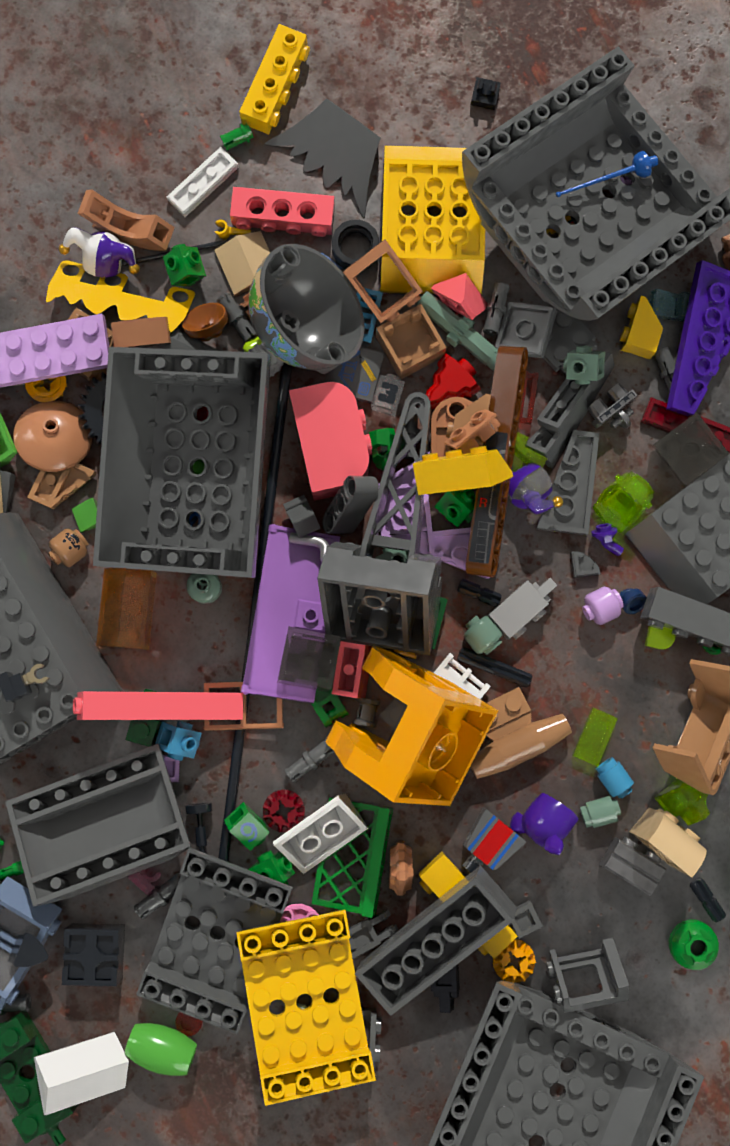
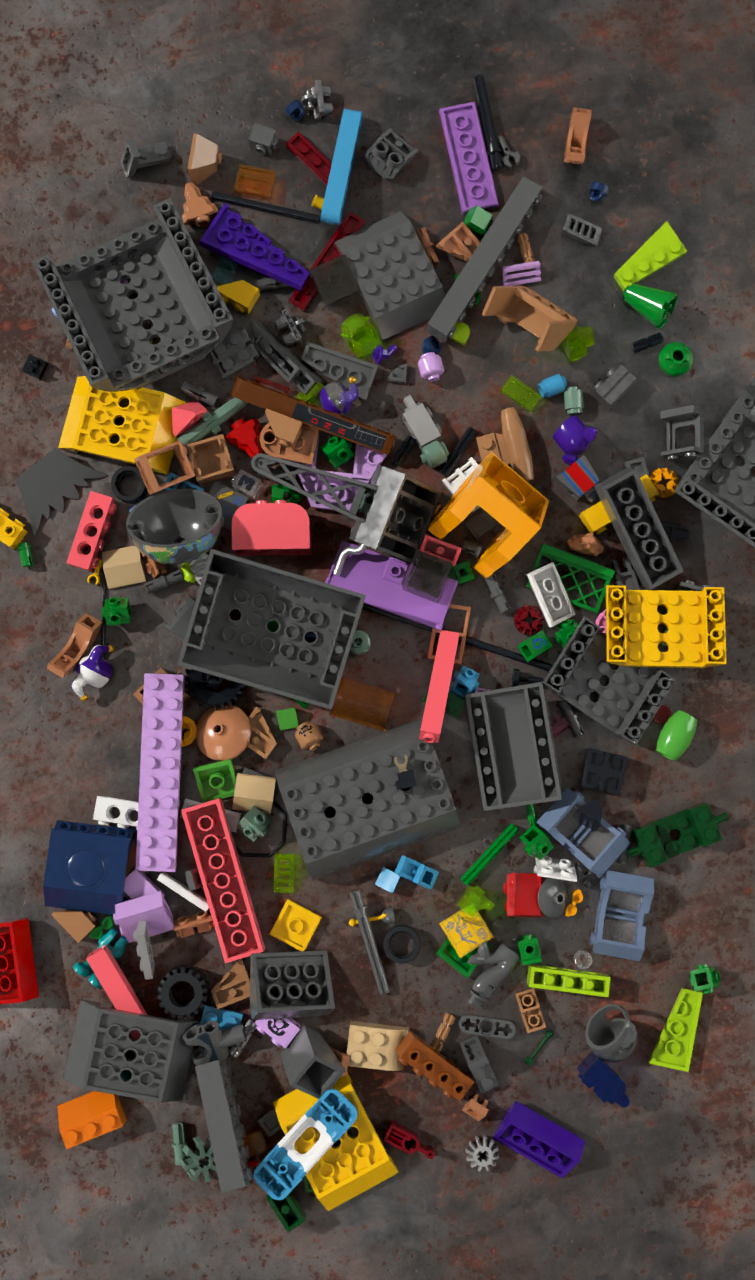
camera: 75 degrees left, 0 degrees up
(81, 1072) = (681, 792): white slope -> none
(102, 296) = (128, 676): yellow piece -> none
(141, 332) = (163, 649): nougat slope -> none
(202, 181) = (54, 587): white tile -> none
(205, 321) = (158, 604): dark orange piece -> none
(301, 516) = (322, 563): dark grey piece -> none
(350, 504) = (323, 525): dark grey beam -> none
(460, 471) = (319, 439): yellow slope -> none
(482, 425) = (295, 433): nougat hinge -> none
(527, 327) = (220, 375): dark grey tile -> none
(584, 365) = (257, 339): sand green brick -> none
(641, 165) = (122, 266): blue sword -> none
(669, 841) = (603, 357): tan brick -> none

